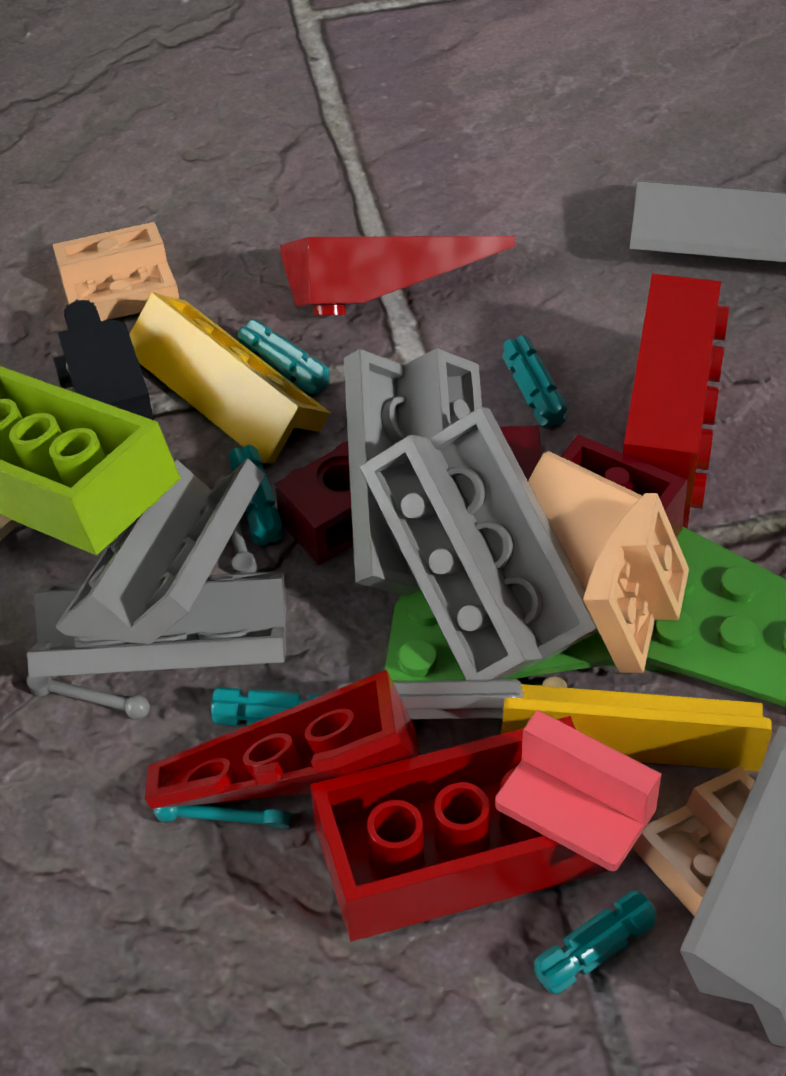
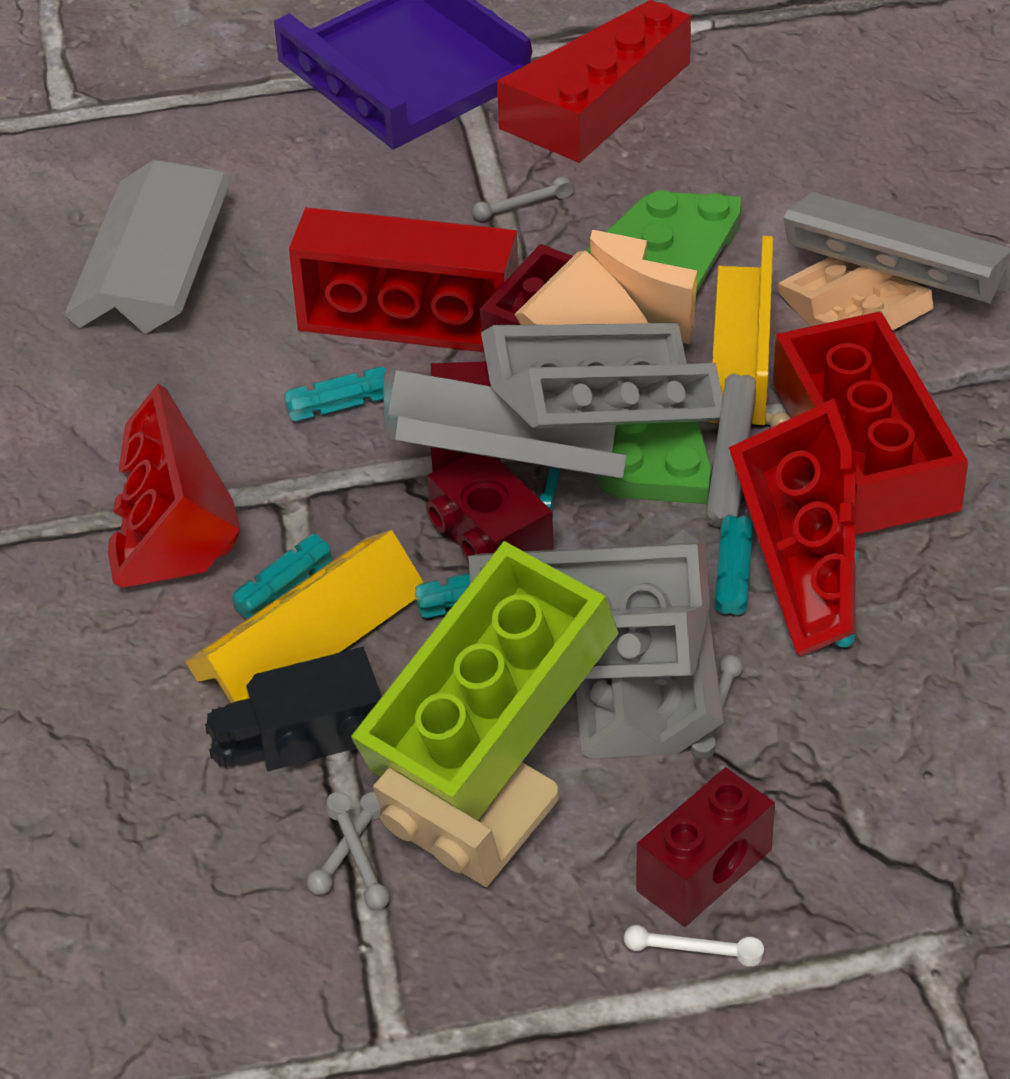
camera: 90 degrees left, 5 degrees down
(116, 269) = (126, 730): light nougat slope -> none
(579, 792) = (859, 319): coral panel -> none
(595, 942) = (945, 369): teal axle -> none

